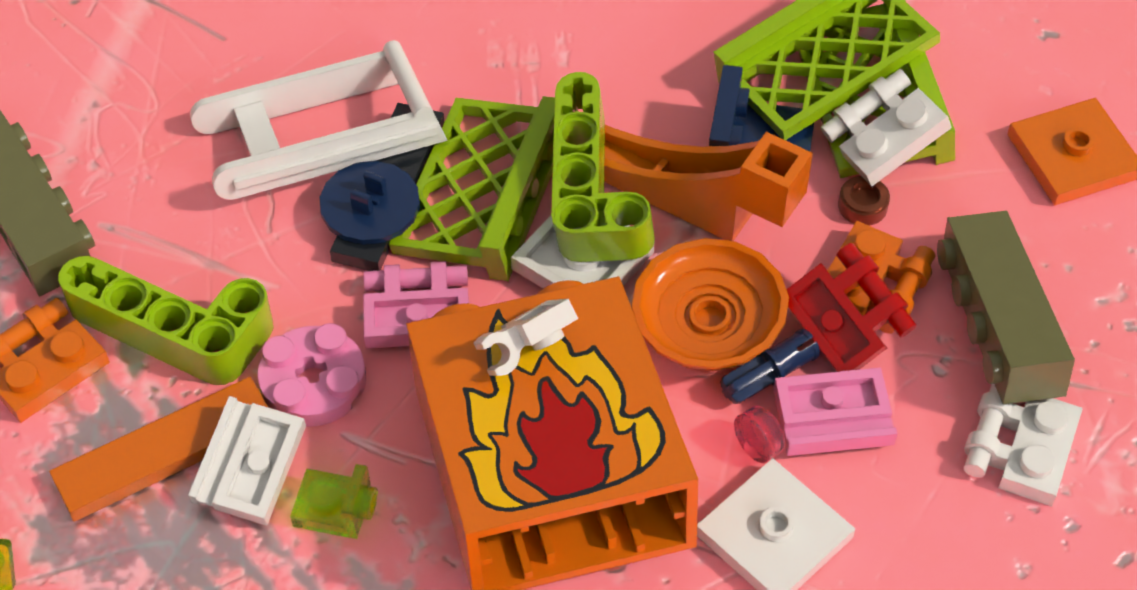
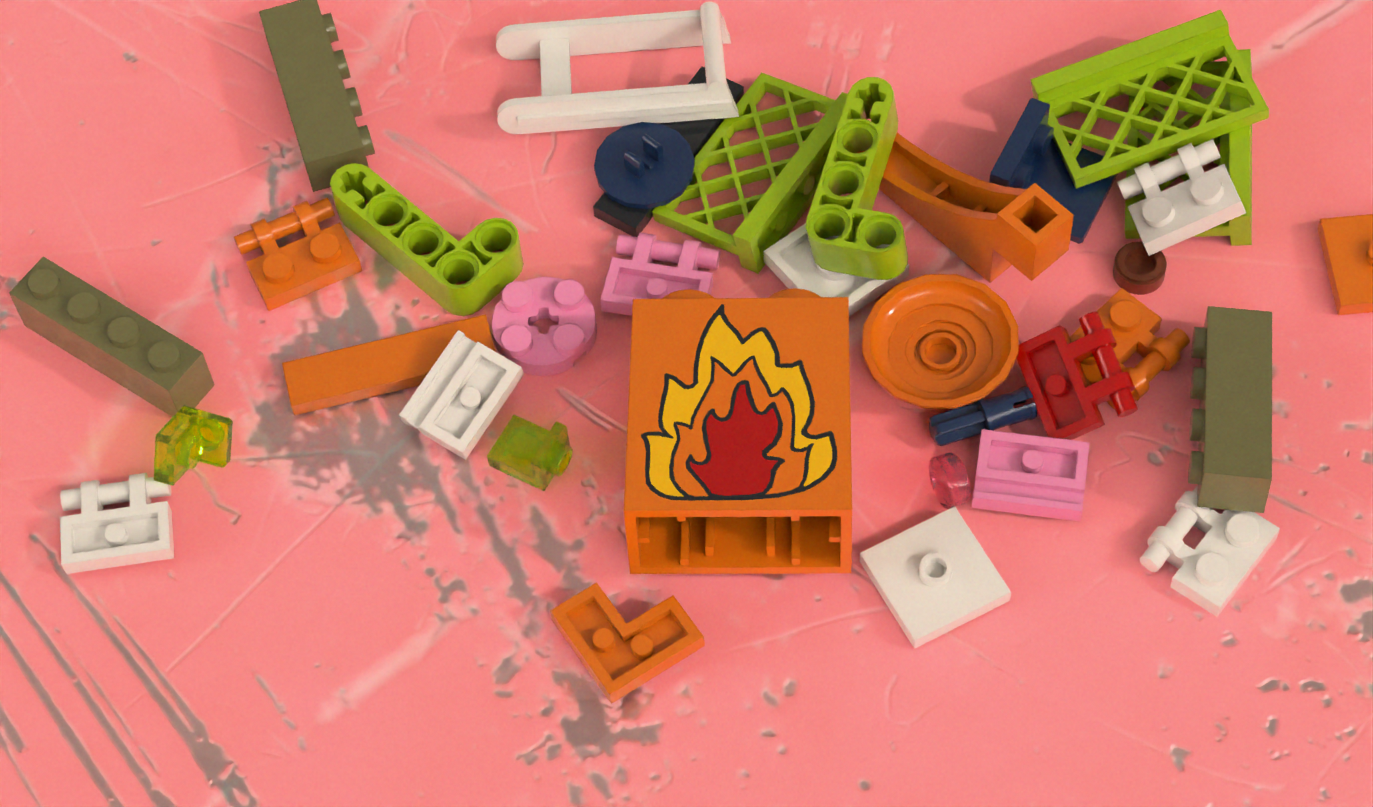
camera: 20 degrees right, 5 degrees up
(534, 328) = (748, 331): white plate -> none

